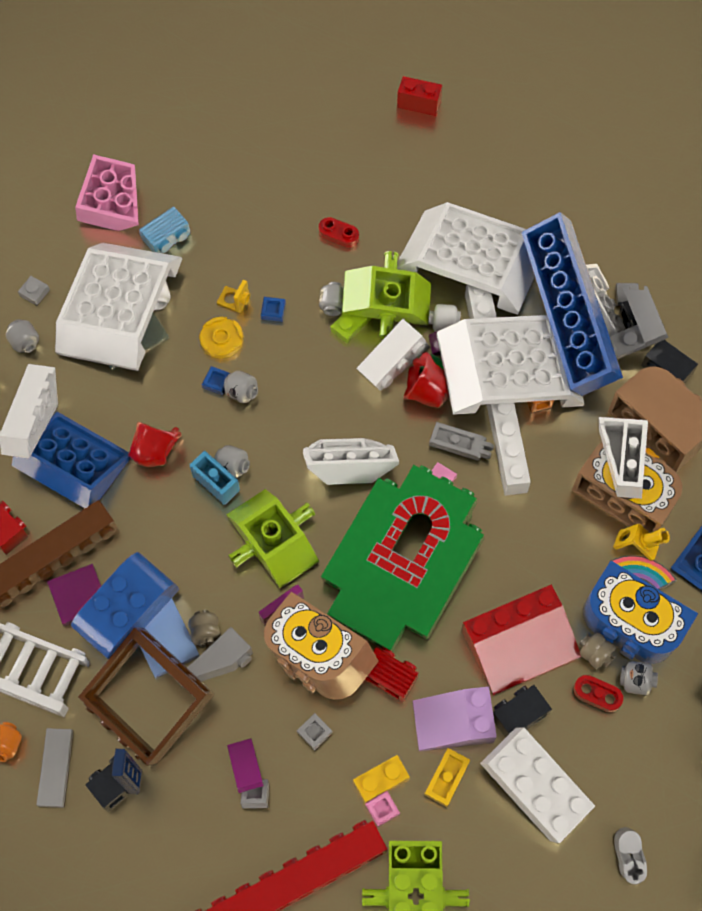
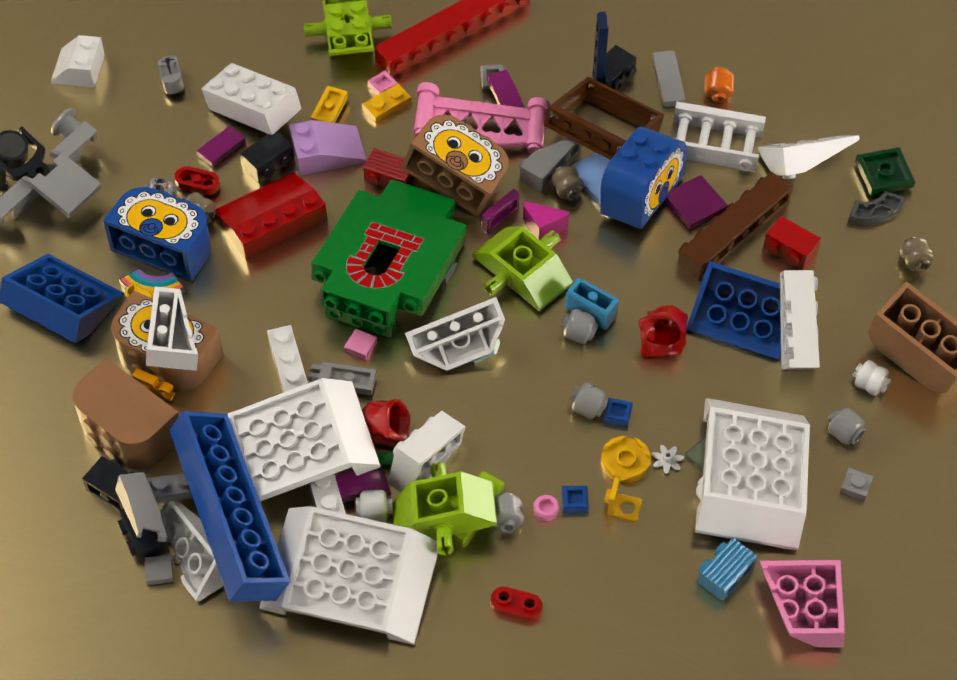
camera: 170 degrees right, 10 degrees down
(185, 333) = (667, 459): none -> white plant
(238, 586) = (544, 219): none -> dark pink slope
(299, 304) = (546, 508): none -> bright pink tile
(330, 746) = (529, 119): none -> bright pink piece
(571, 742) = (221, 146): none -> magenta tile

